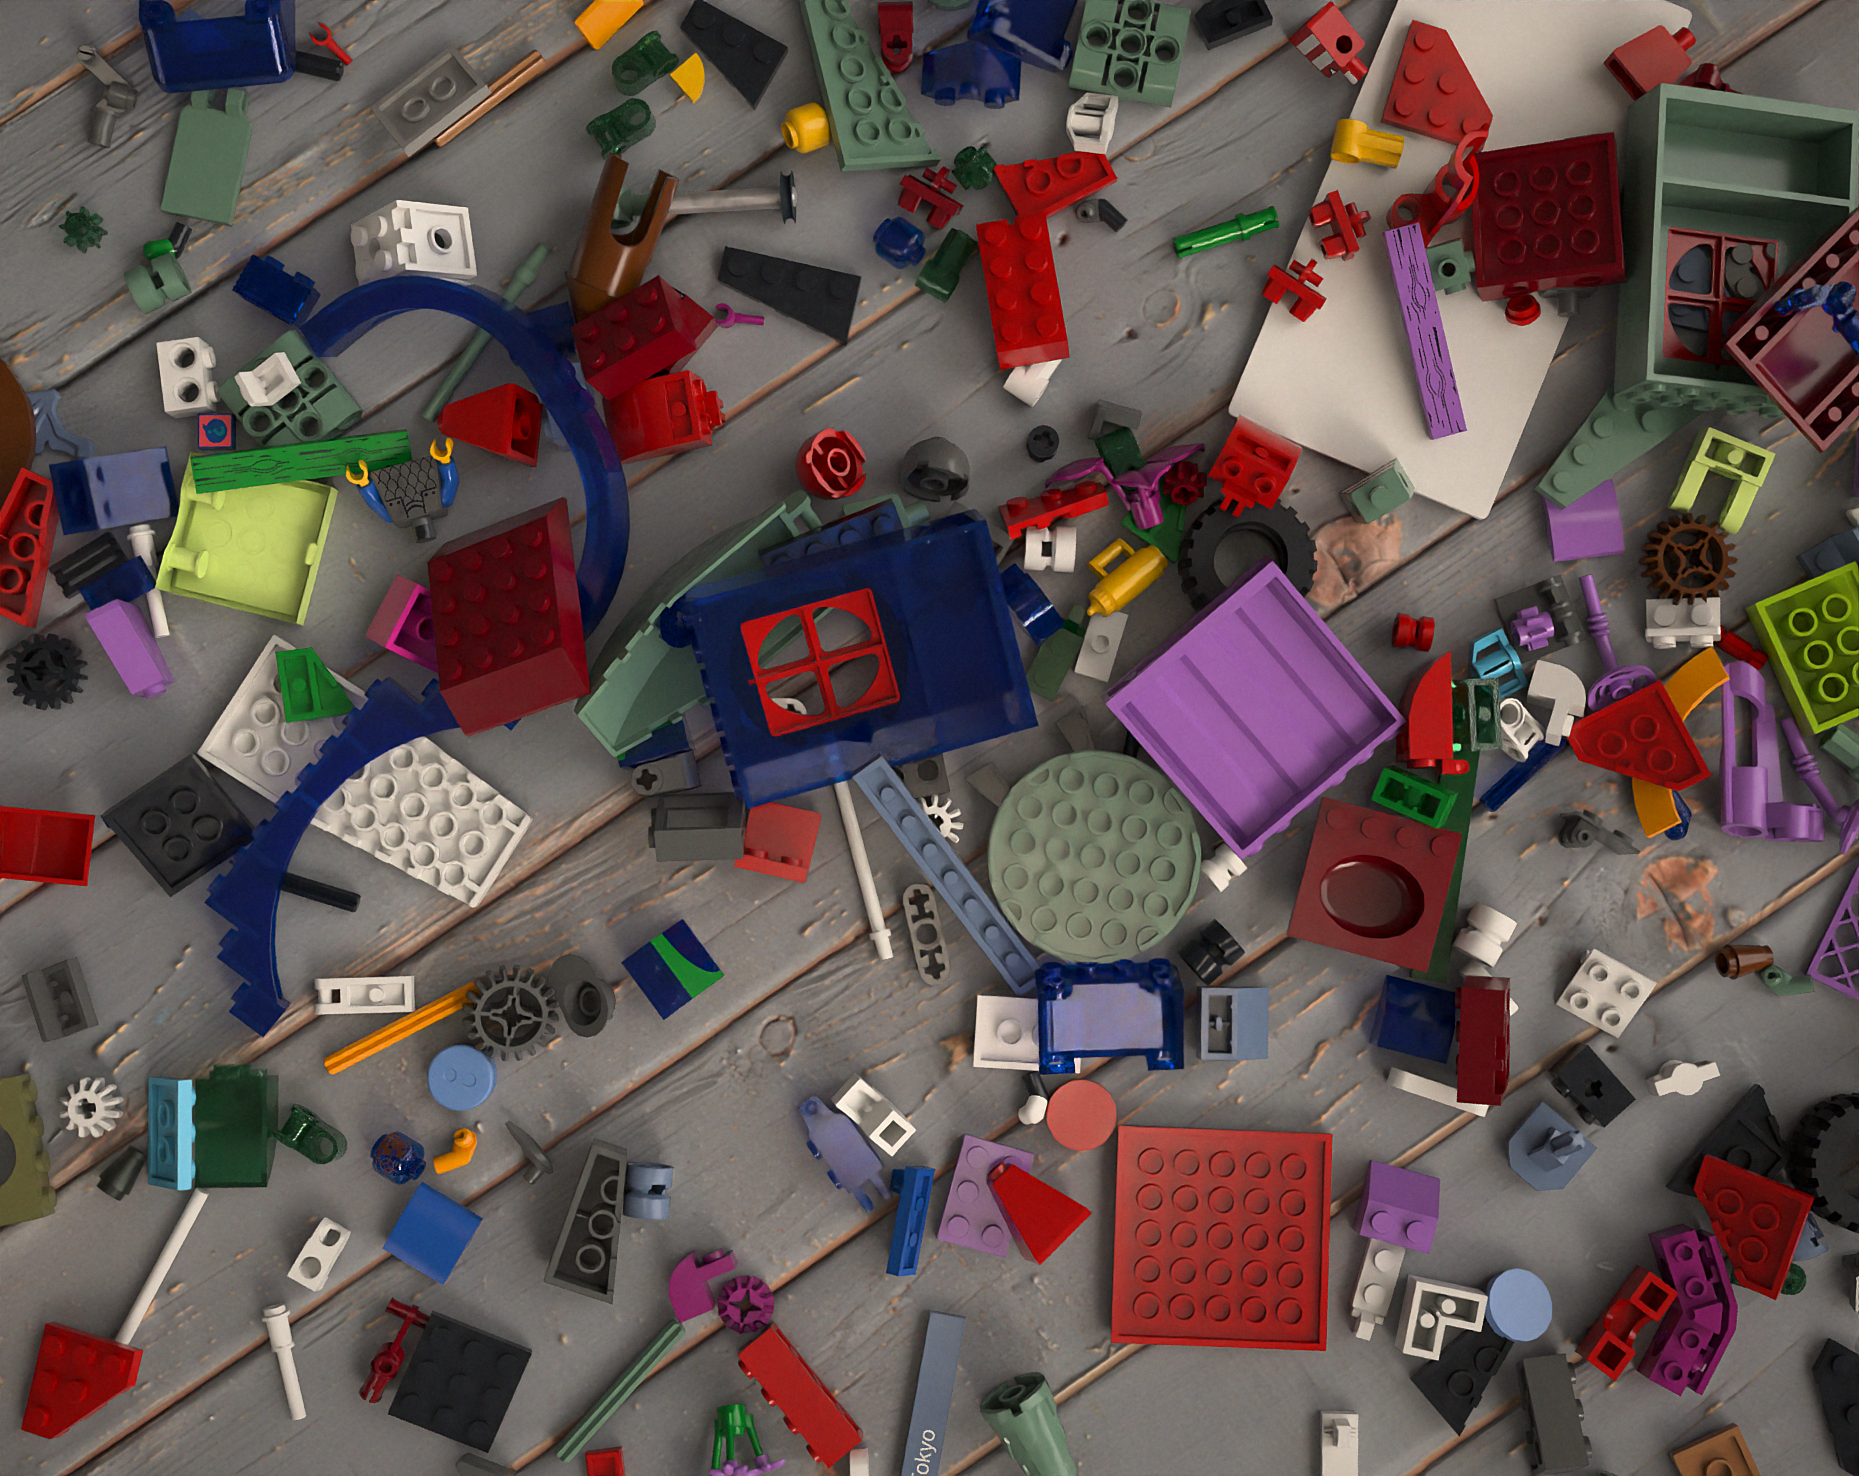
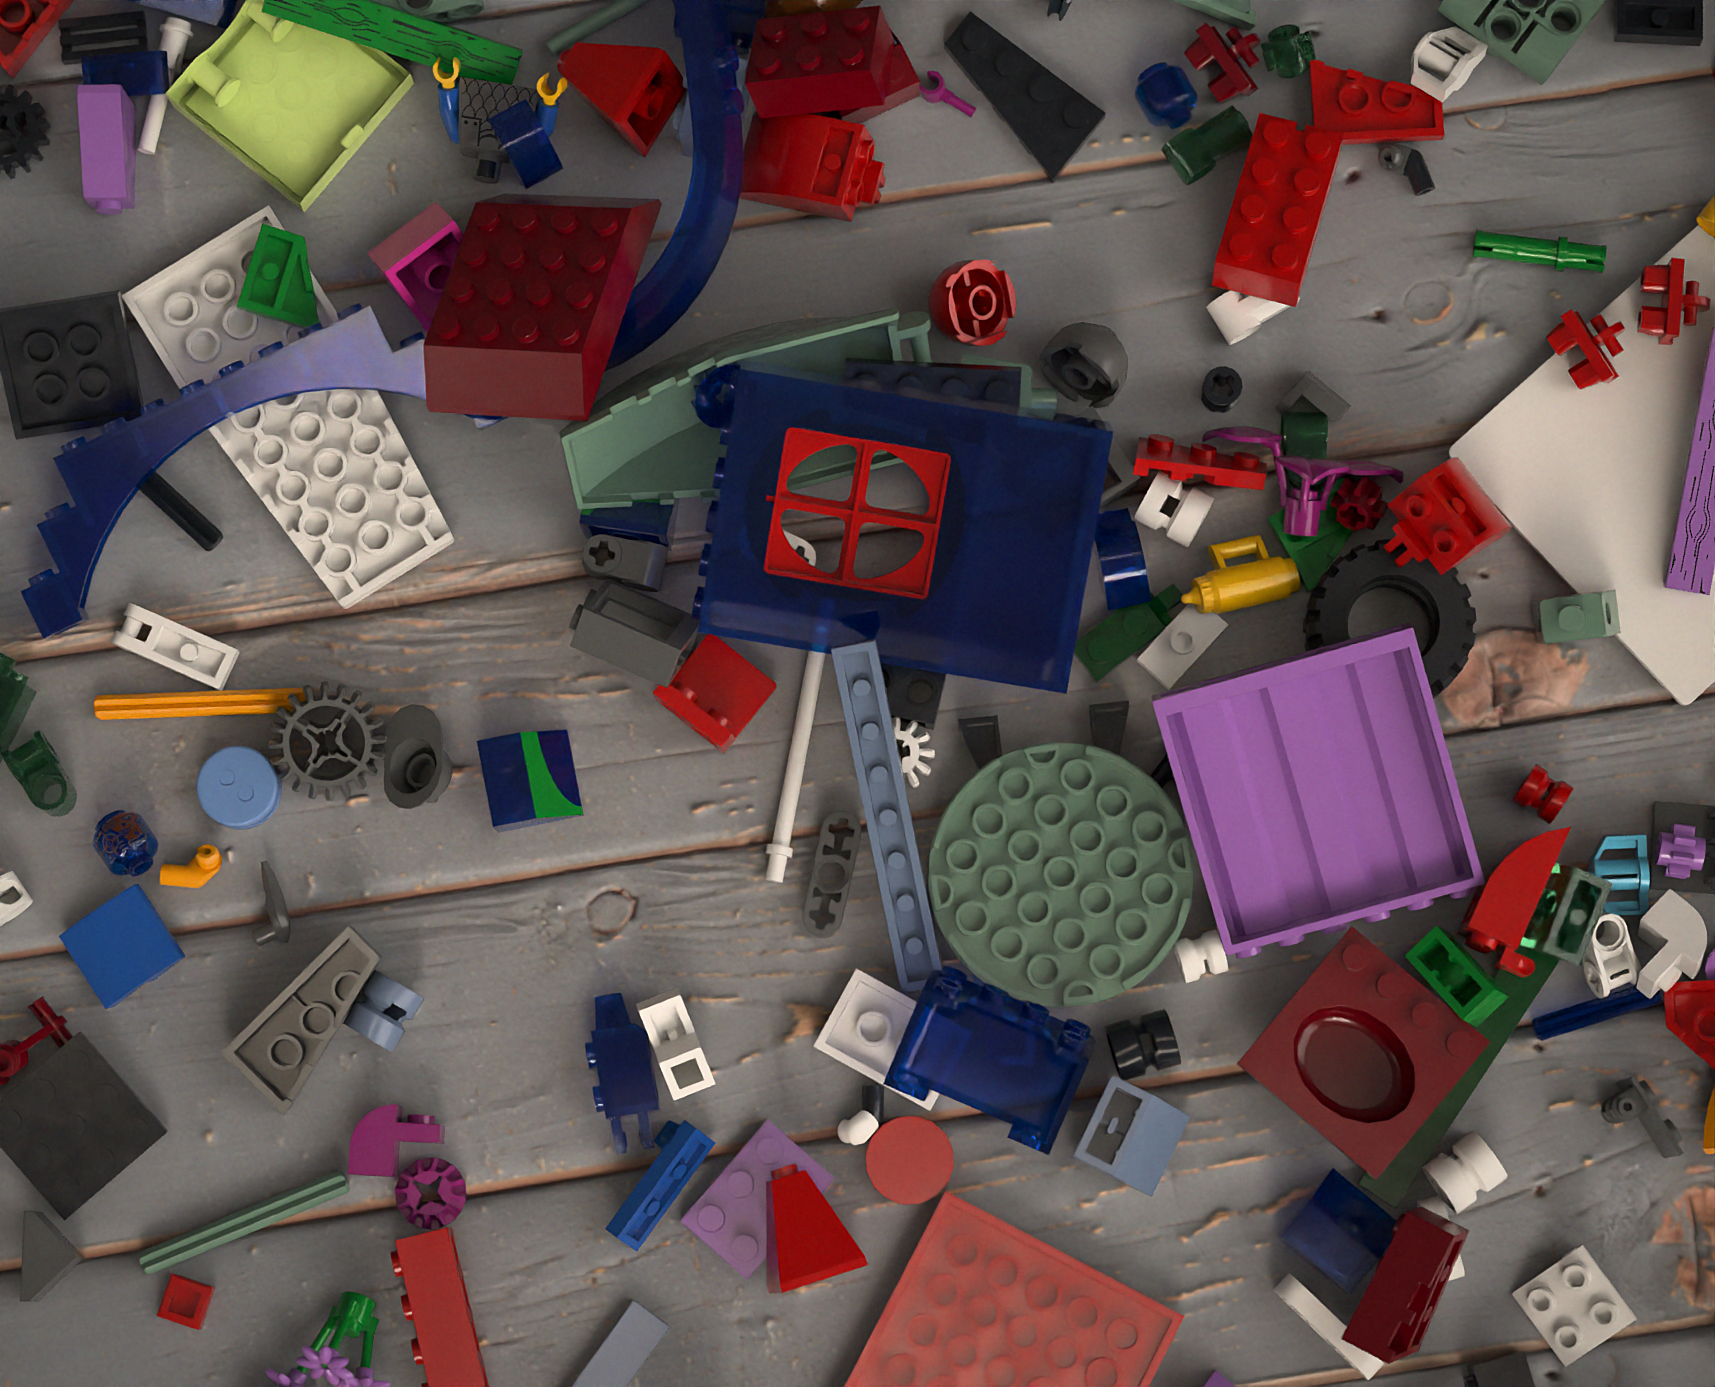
camera: 30 degrees right, 5 degrees down
(443, 501) = (525, 144): none -> clear blue brick

